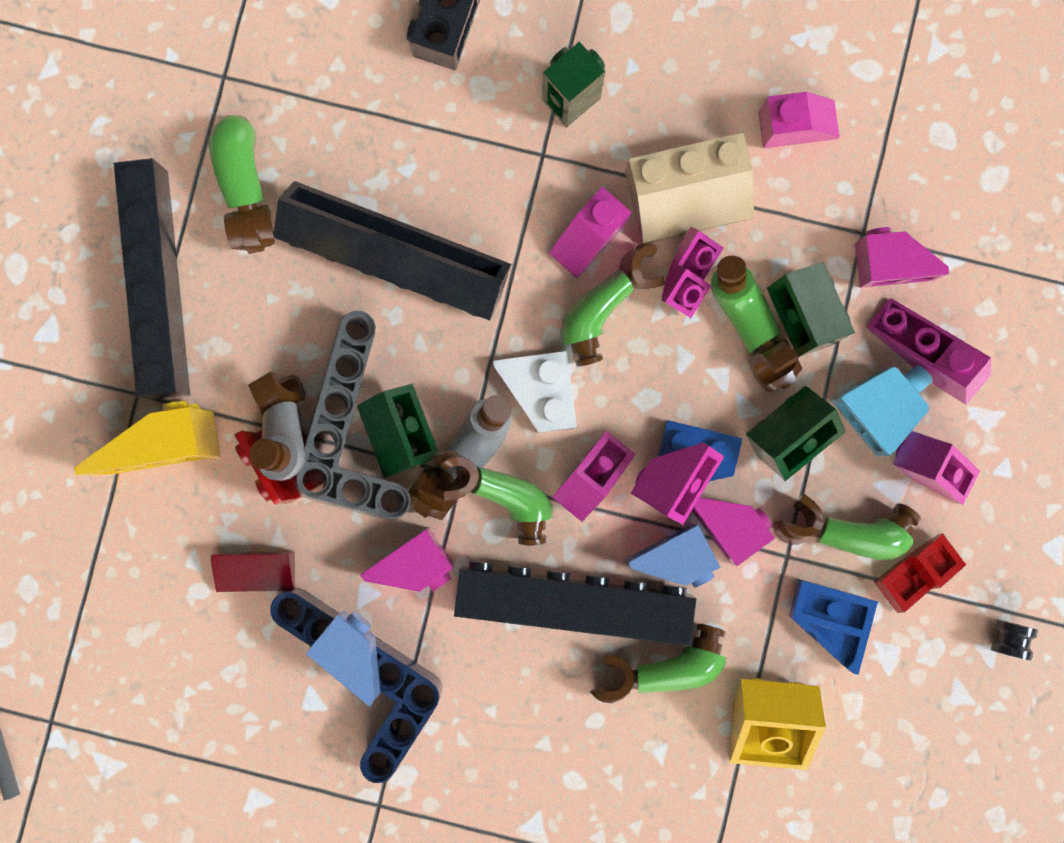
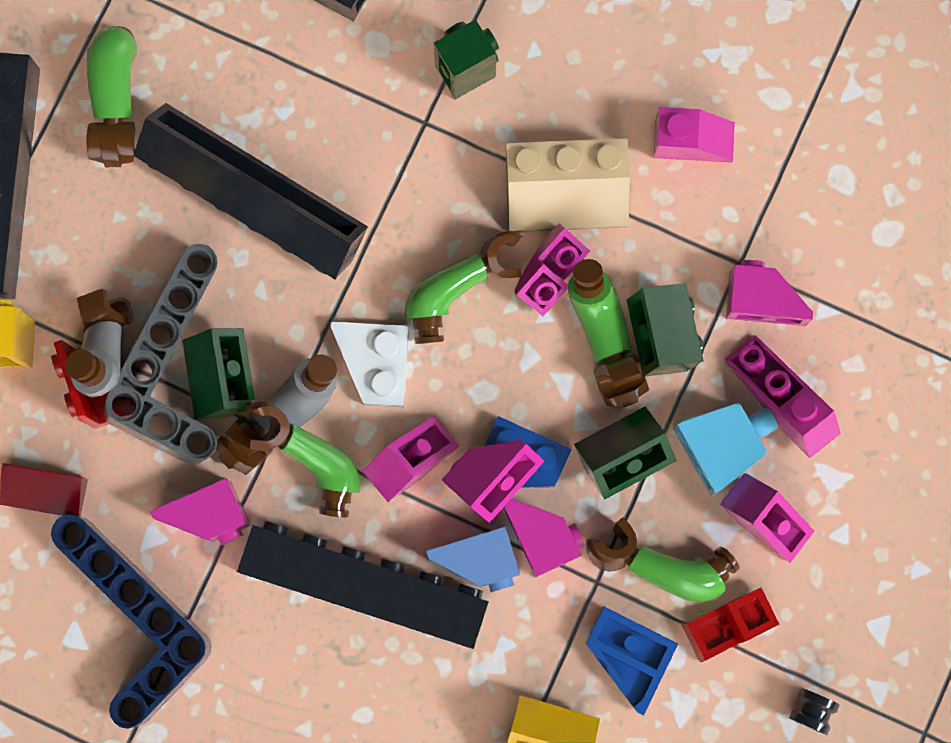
camera: 15 degrees right, 5 degrees down
(349, 655) = (123, 587): medium blue slope -> none
(590, 232) = (456, 210): dark pink slope -> none
(689, 670) = (470, 676): bright green piece -> none

